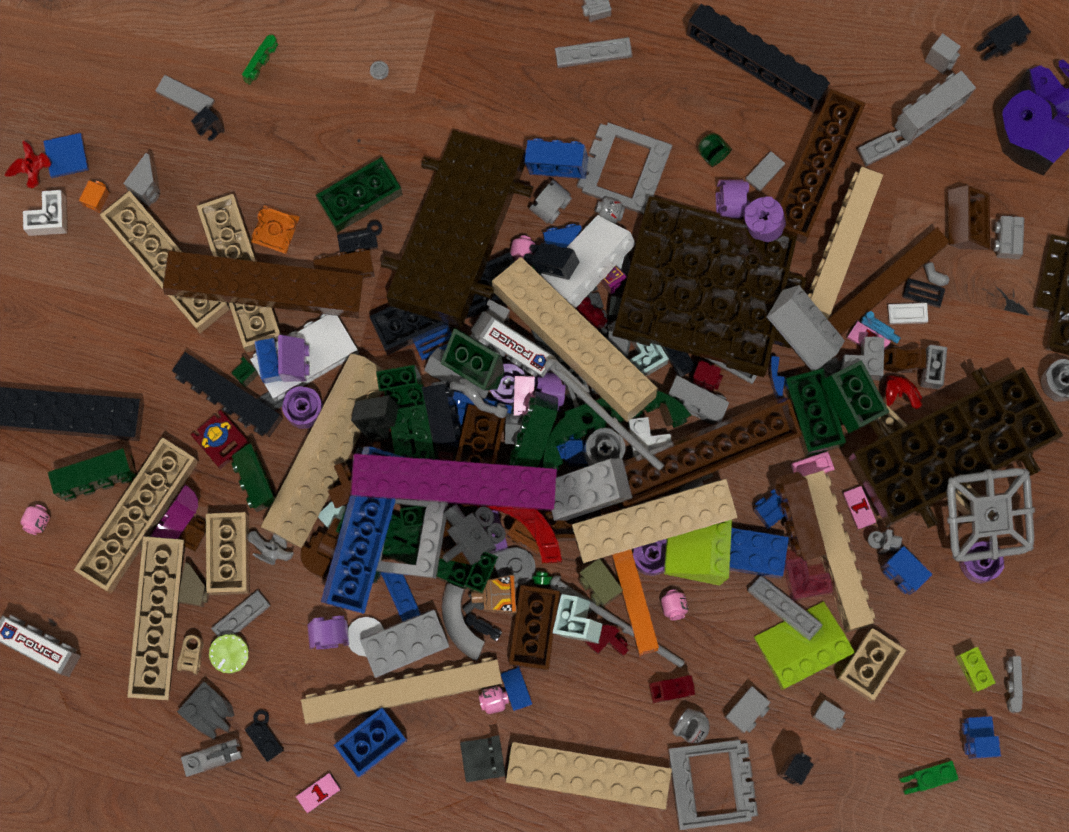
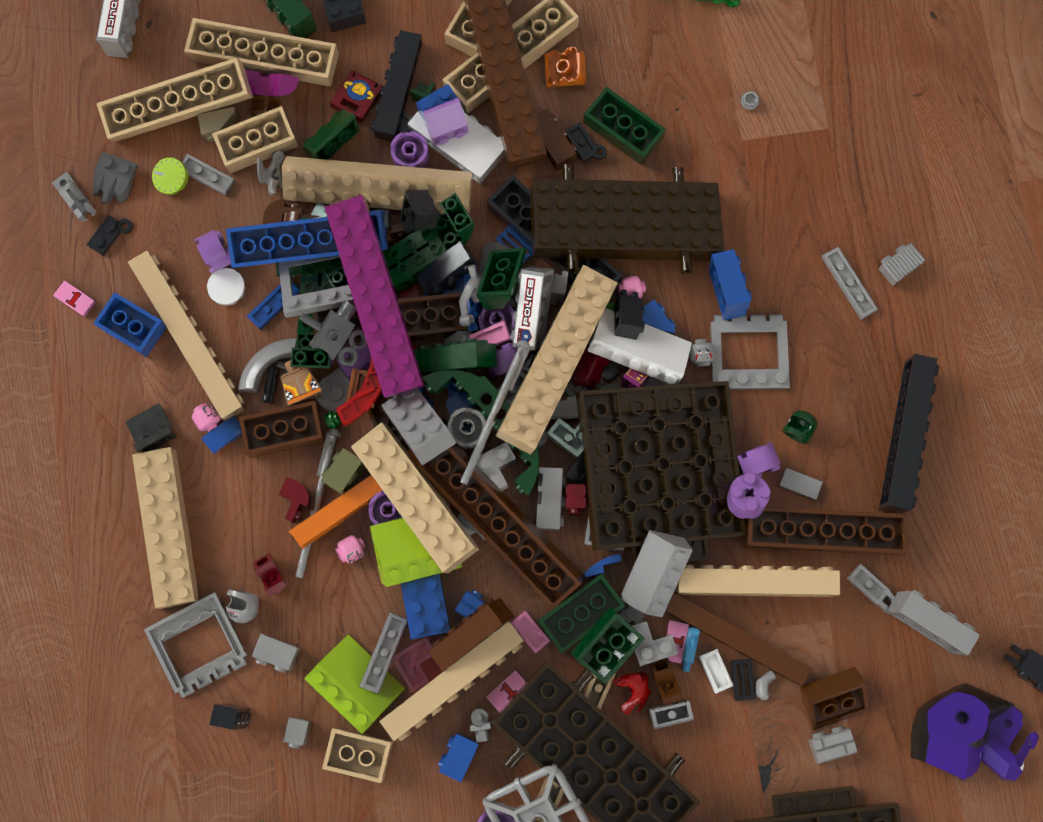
camera: 70 degrees right, 0 degrees up
(190, 656) = (155, 146): tan piece -> none
(404, 643) = (229, 320): light grey brick -> none
(550, 202) = (686, 295): light grey brick -> none
(573, 622) = (298, 459): light aqua brick -> none
(943, 54) = (991, 612): light grey brick -> none

